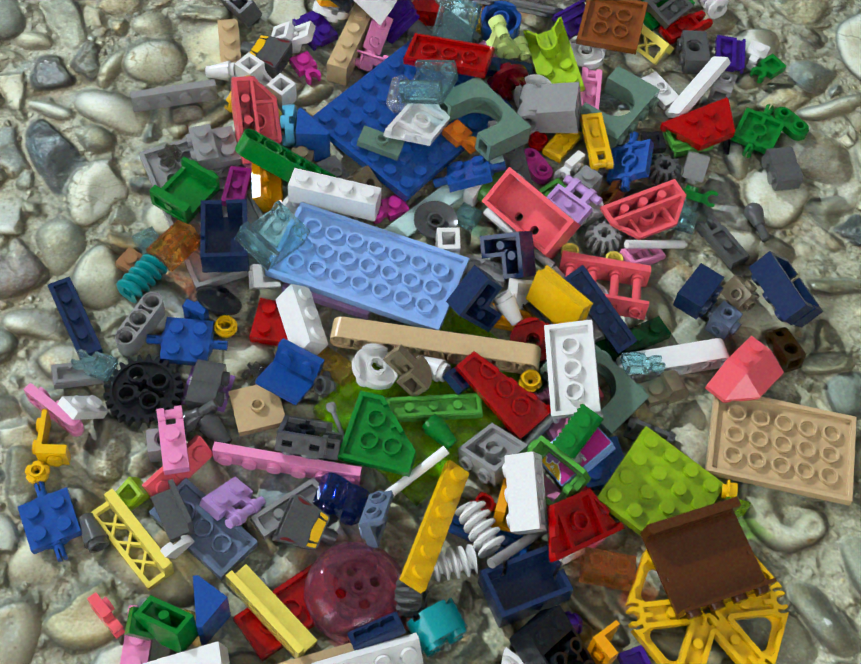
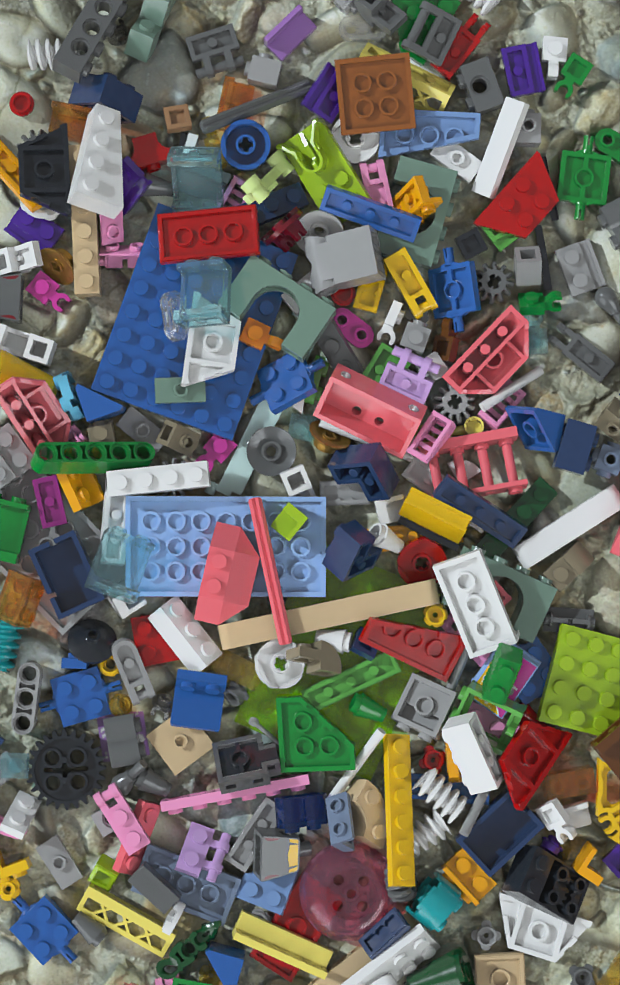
camera: 15 degrees left, 30 degrees up
(96, 468) = (59, 861): none -> light grey plate
(175, 584) = (187, 949): none -> dark green animal
(219, 356) = (120, 704): none -> clear yellow plate
(242, 332) = (132, 670): none -> light grey plate
(279, 560) = (267, 894): none -> medium blue wing
(321, 47) = (58, 265): none -> pearl gold piece
(356, 281) = (227, 575): none -> coral wedge
(398, 291) = (270, 571): none -> coral axle
(403, 523) = (368, 813): none -> tan brick
(433, 261) = (289, 521): none -> lime panel
(482, 627) = (467, 876): none -> light orange bracket
(484, 226) = (326, 440): none -> pearl gold piece
(581, 245) = (434, 418): none -> bright pink slope
(585, 586) = (556, 818): none -> white plate
(591, 92) = (370, 212): none -> blue plate
(603, 603) = (578, 813): none -> white panel
(620, 96) = (415, 199): none -> light orange bracket
(640, 364) = (537, 558): clear light blue plate -> none
(646, 64) = (432, 131): none -> medium blue wing
(669, 267) = (537, 427): none -> blue slope
(709, 173) = (545, 266): none -> black piece
(737, 188) = (580, 267): none -> light grey plate

